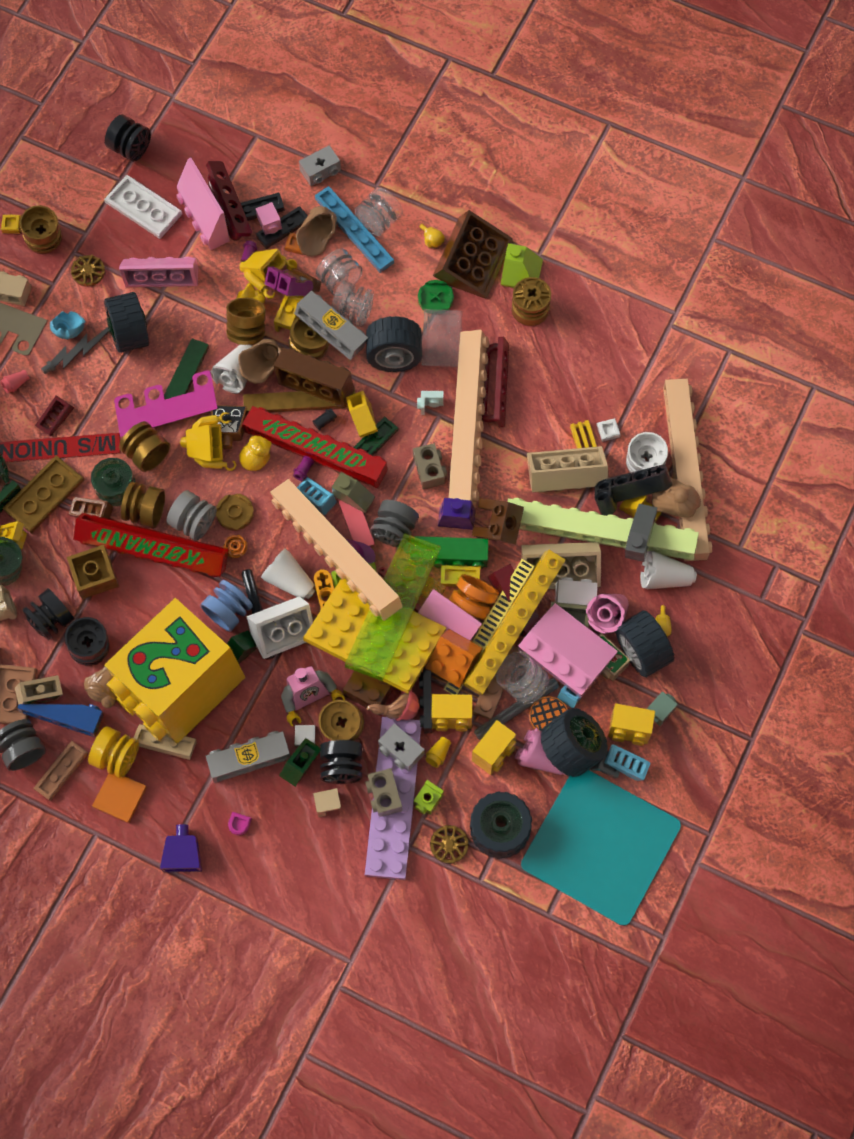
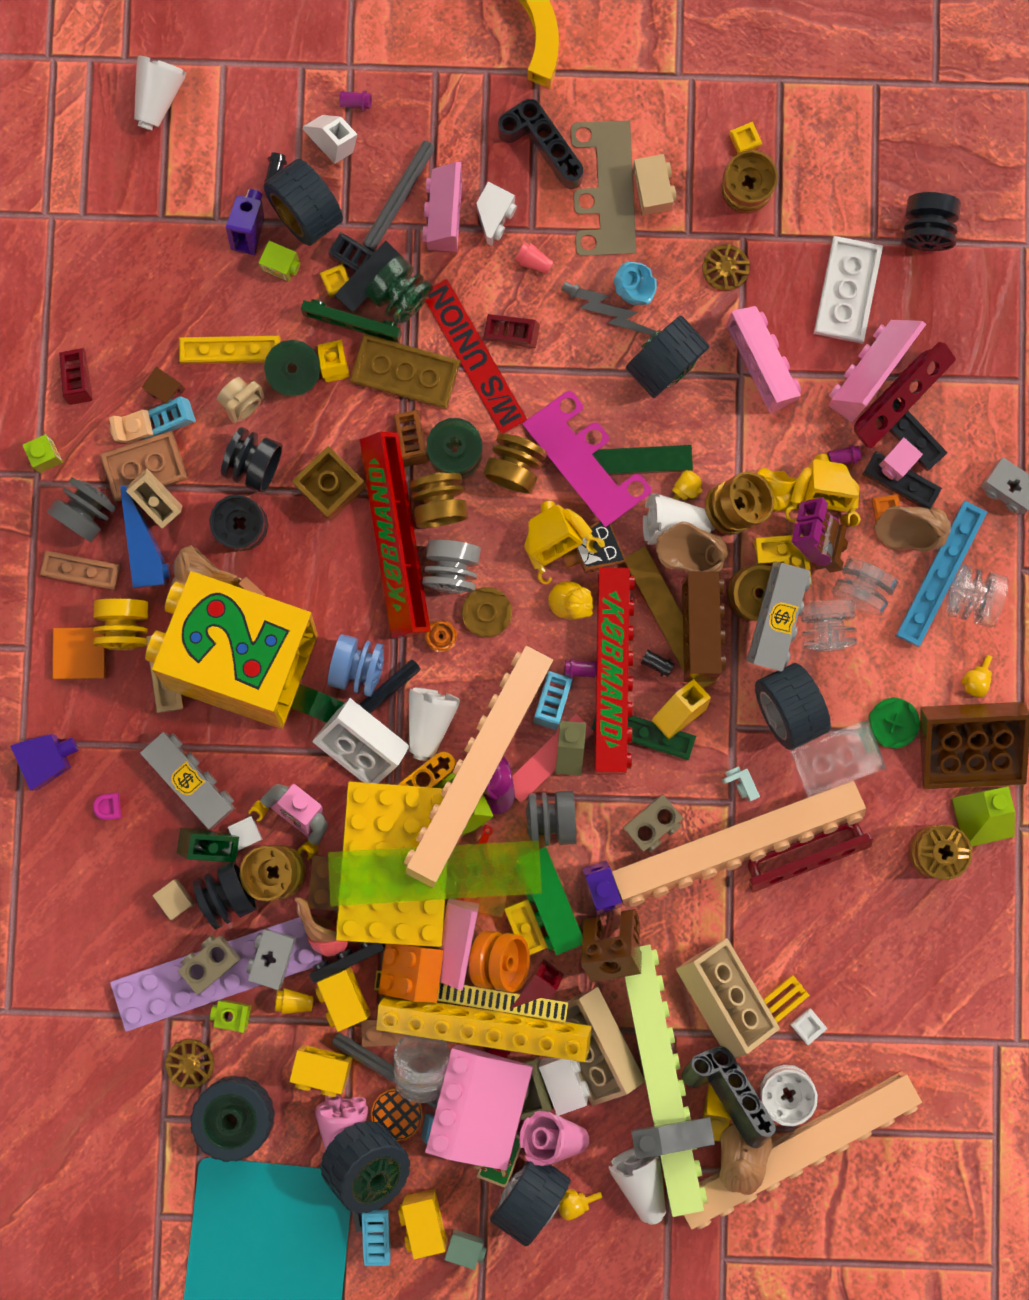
camera: 65 degrees right, 15 degrees up
(217, 351) = (687, 486): none -> yellow piece

